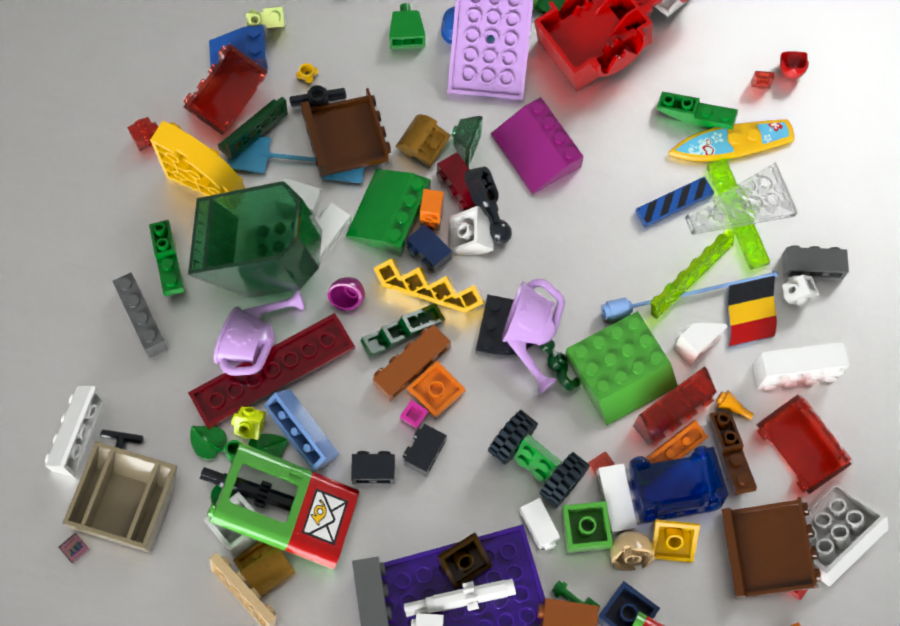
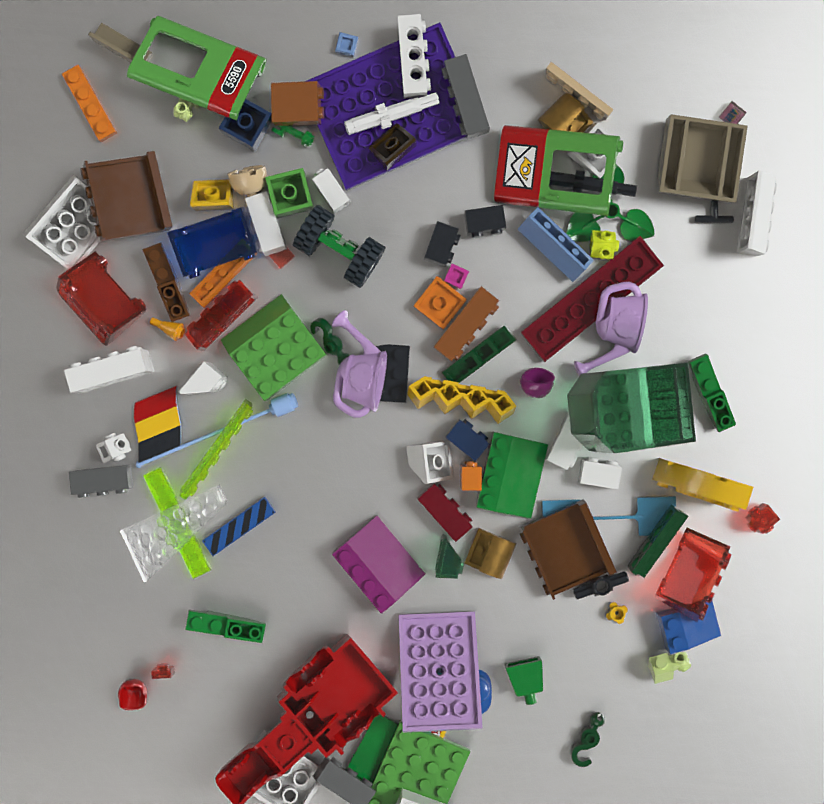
camera: 175 degrees right, 20 degrees up
(140, 315) = (724, 333): dark grey brick -> none
(485, 194) = (421, 496): black beam -> none
(743, 140) = (173, 605): piece -> none

